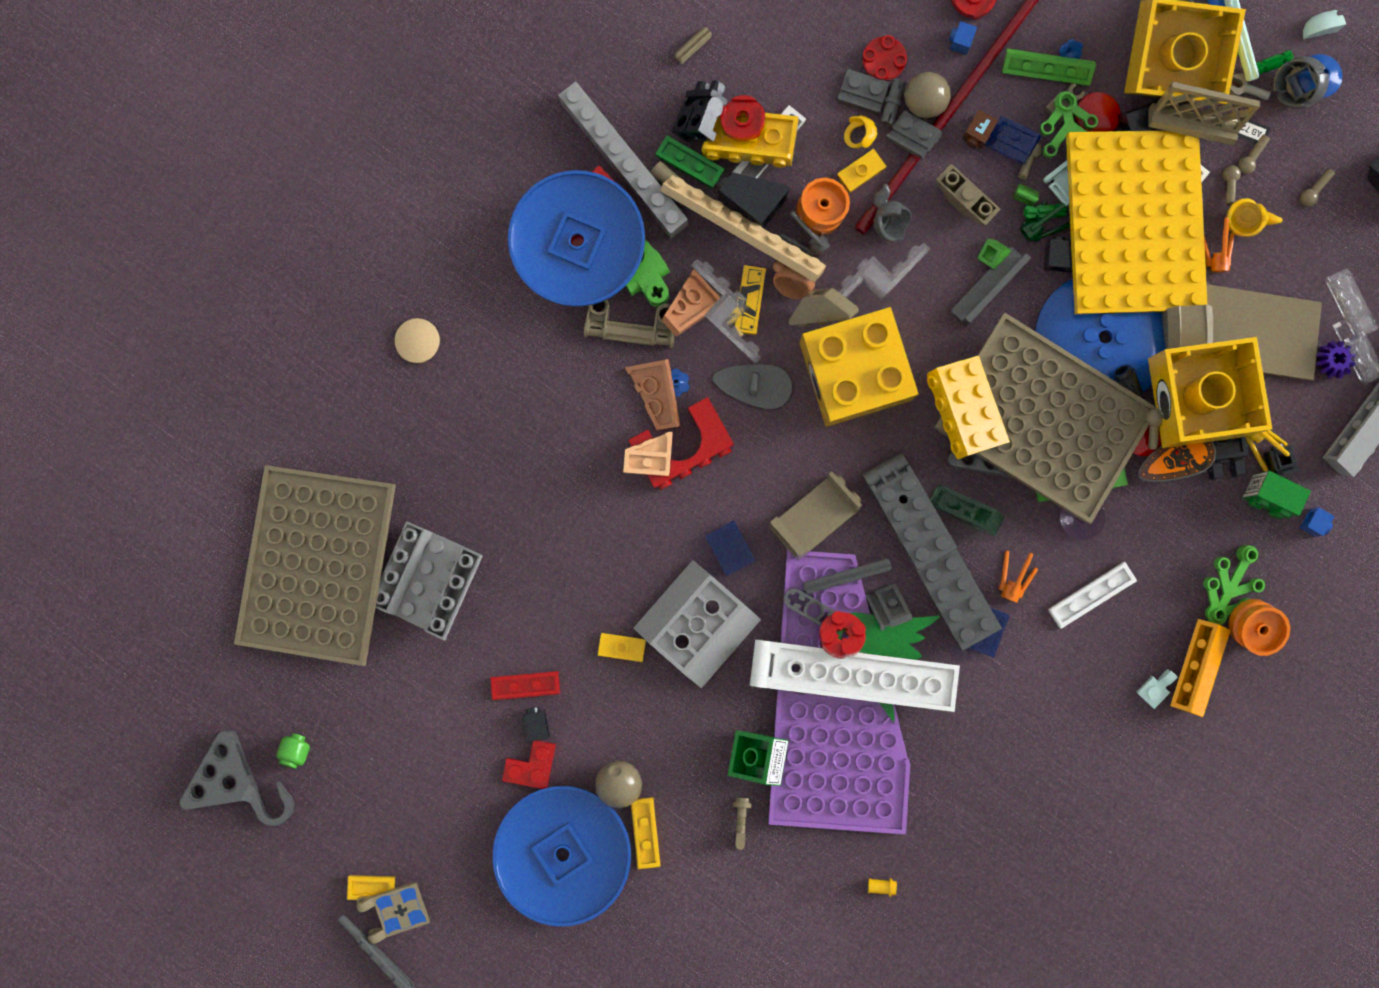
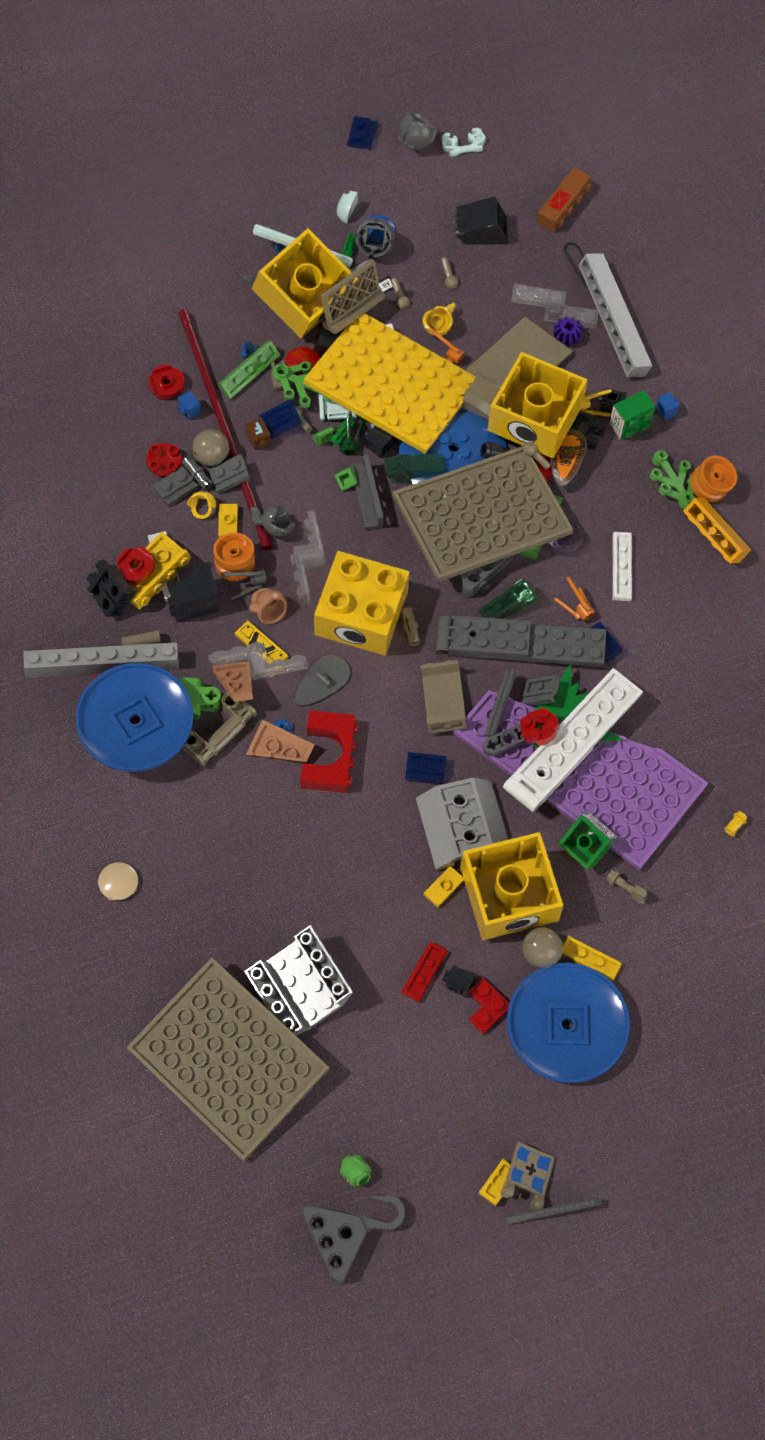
camera: 60 degrees left, 20 degrees down
(650, 457) = (323, 771): light nougat wing -> none
(654, 718) = (511, 886): none -> yellow brick
(689, 162) = (136, 620): green plate -> none
(692, 45) = (57, 564): dark tan axle -> none
(743, 228) = (206, 612): tan plate -> none
(822, 307) = (303, 598): dark tan slope -> none
(872, 430) = (410, 626): none -> dark tan pin
(966, 196) = (297, 468): dark tan slope -> none
(967, 407) = (440, 550): yellow bracket -> none
(1052, 312) = (413, 466): none -> clear green slope
(1154, 690) = (713, 569): light aqua plate -> none
(1231, 175) = (402, 314): dark tan bar -> none

